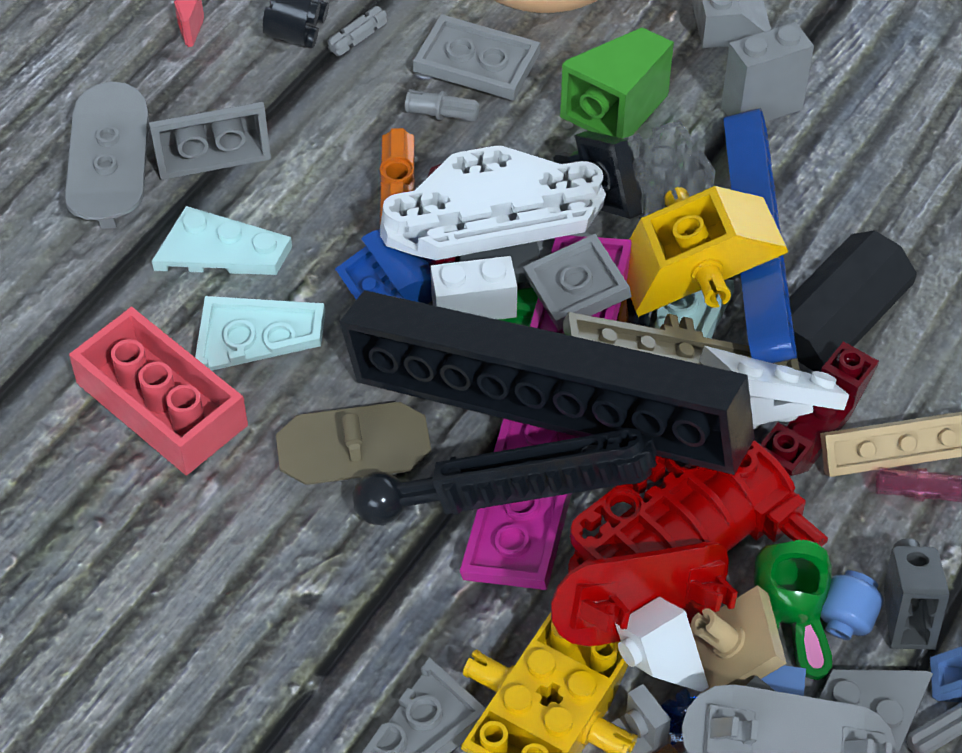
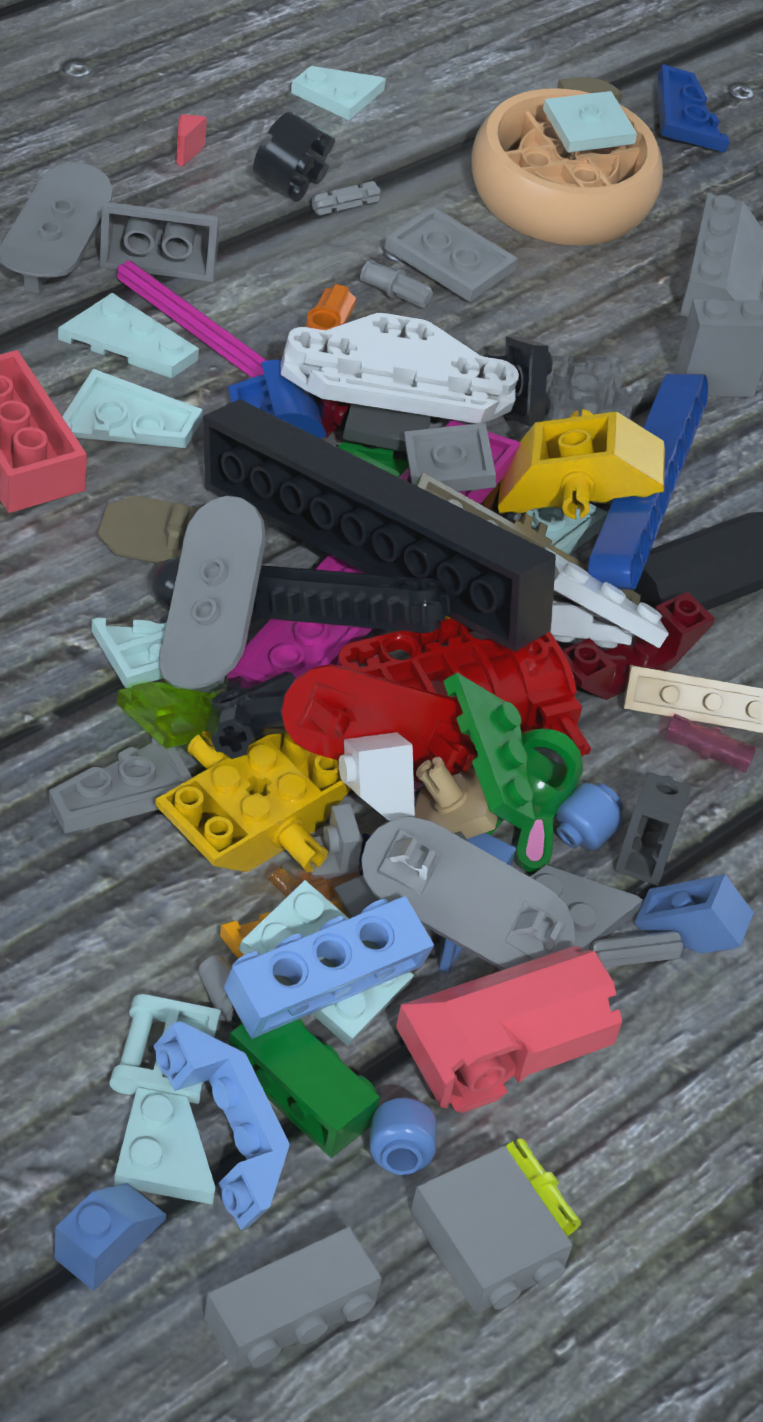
camera: 10 degrees right, 5 degrees down
(273, 208) = (191, 319): none -> dark pink axle
(379, 576) = (132, 650): none -> light aqua wing
(425, 507) = (213, 593): none -> light grey piece
(427, 637) = (168, 712): none -> clear neon green plate
(476, 287) = (353, 430): white brick -> none
(511, 617) = (248, 712): none -> black piece
(617, 83) = (576, 309): bright green slope -> none
(747, 564) = (501, 755): none -> green wing

